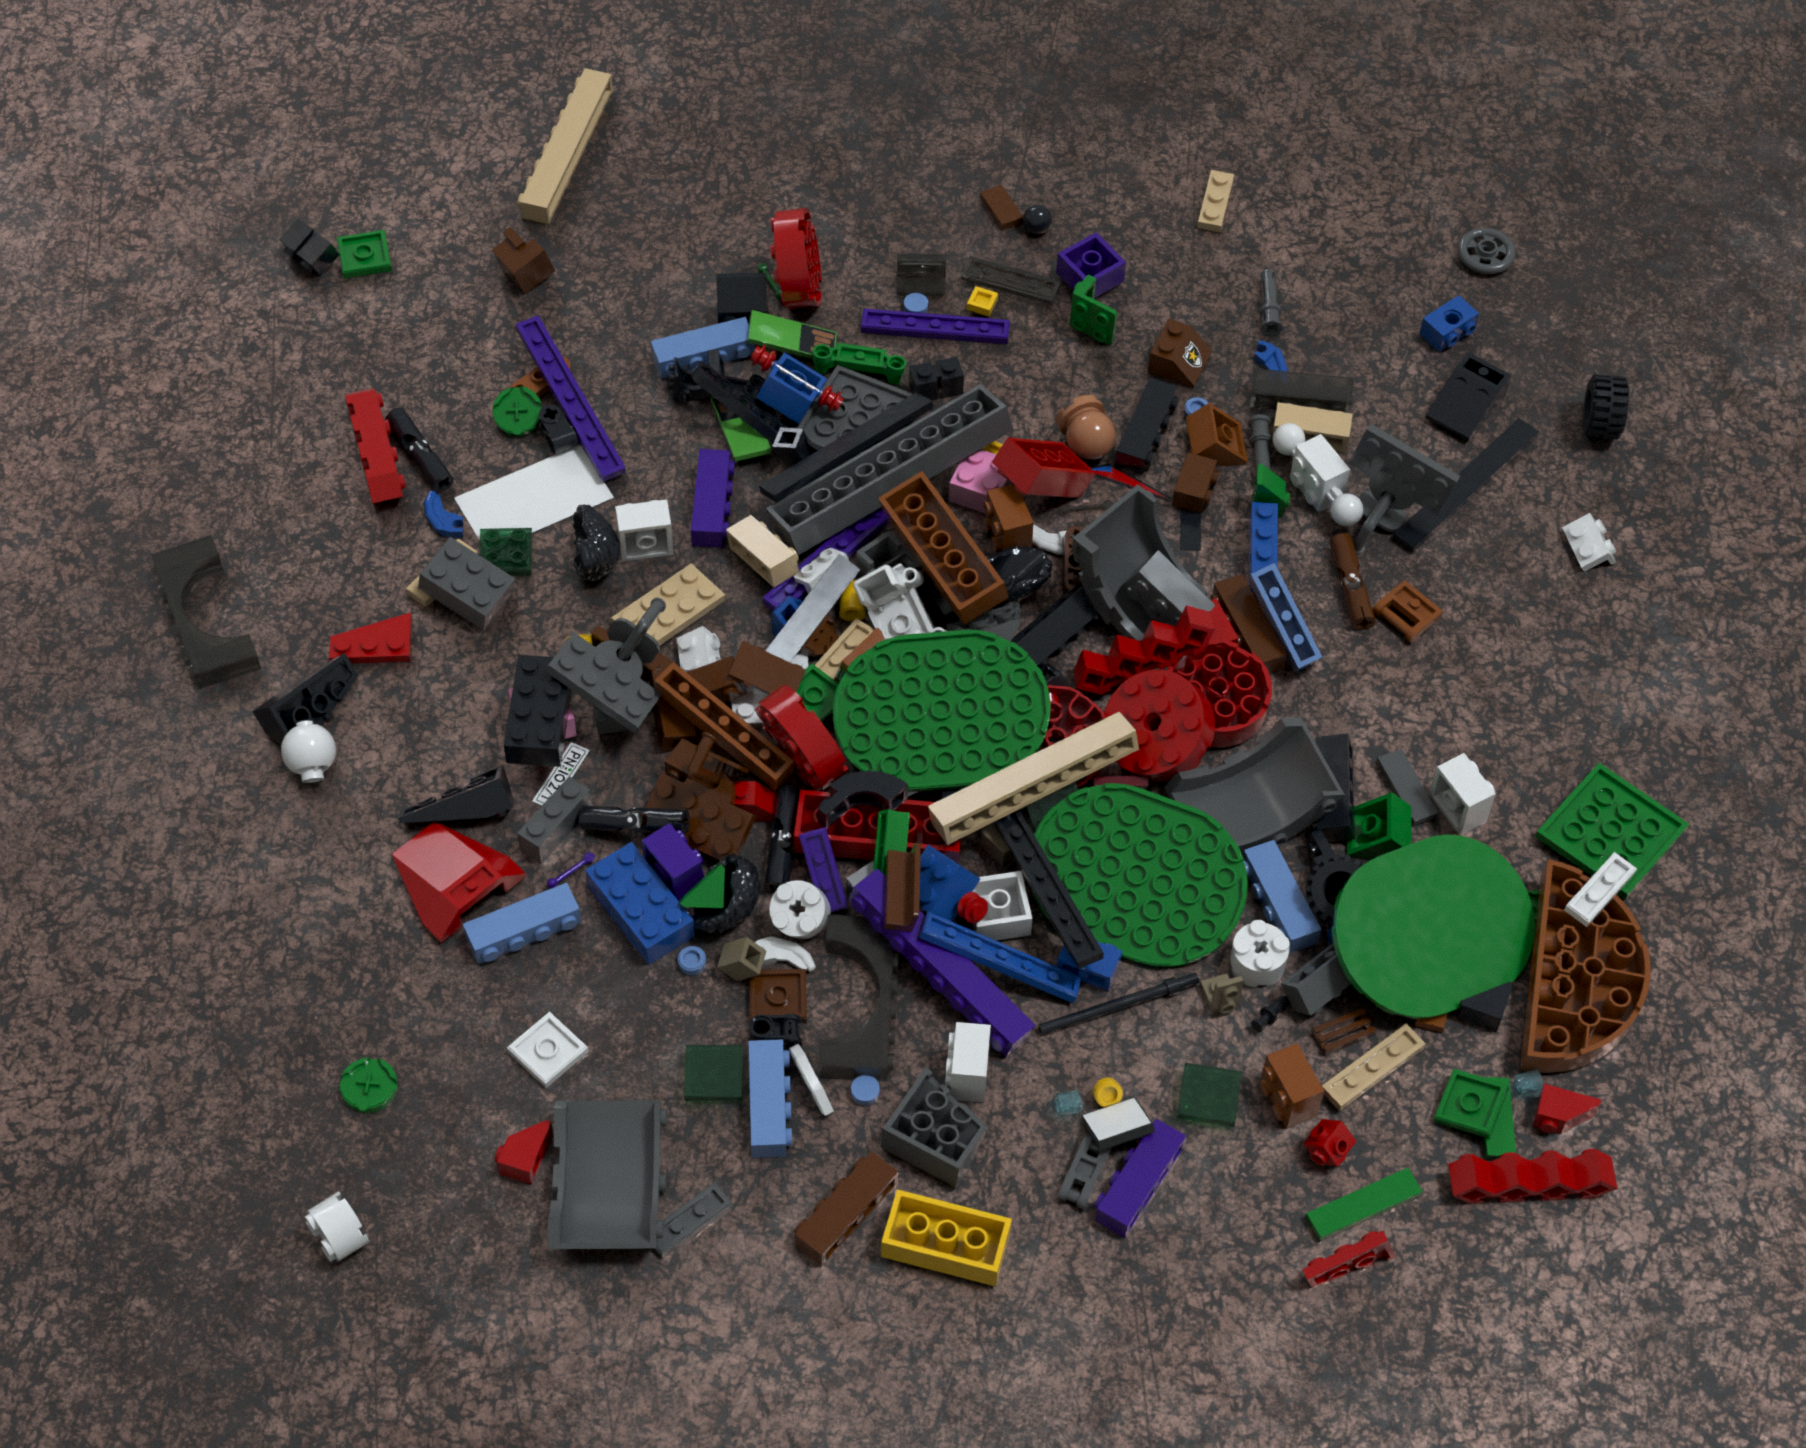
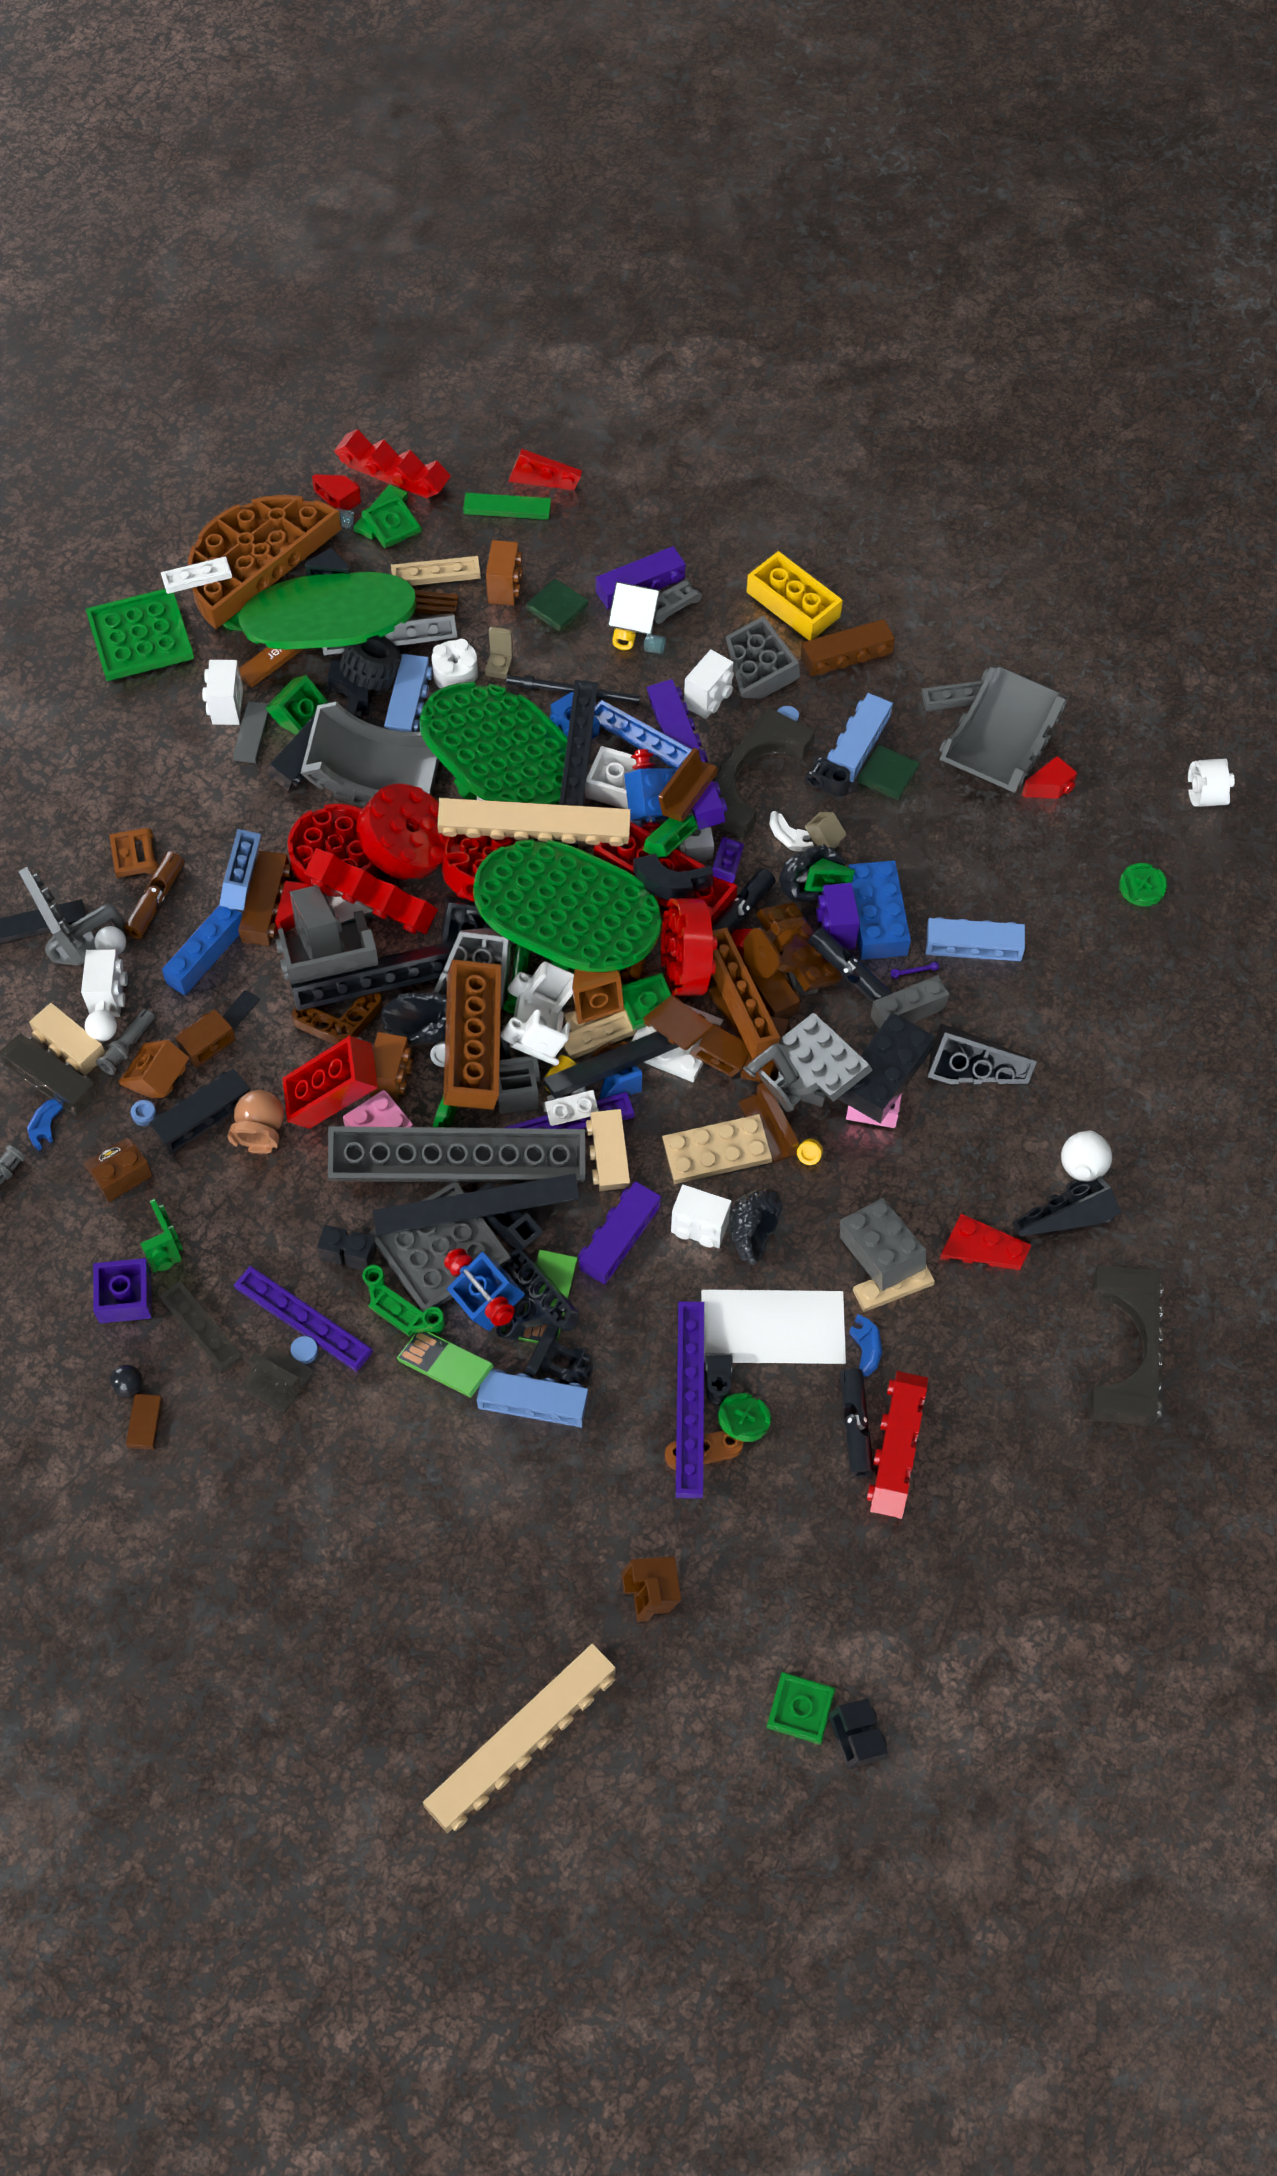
camera: 150 degrees left, 5 degrees up
(451, 874) = (1010, 1000): red wedge -> none
(508, 549) = (827, 1277): clear green tile -> none
(547, 1049) = (998, 848): white tile -> none
(692, 960) = (858, 856): medium blue tile -> none
(698, 649) = (716, 1090): white bracket -> none
(740, 295) = (468, 1422): black slope -> none
(762, 268) = (416, 1473): green hinge -> none
(779, 993) = (807, 802): reddish brown tile -> none
(796, 258) = (394, 1418): red brick -> none
(807, 923) = (763, 839): white brick -> none
(811, 1080) = (823, 733): white tile -> none
(982, 301) = (243, 1316): yellow plate -> none
(1119, 476) = (251, 1077): sticker -> none
(1269, 1014) = (473, 635): black piece -> none
(1270, 489) = (158, 992): green slope -> none
(1329, 1142) = (504, 528): red brick -> none

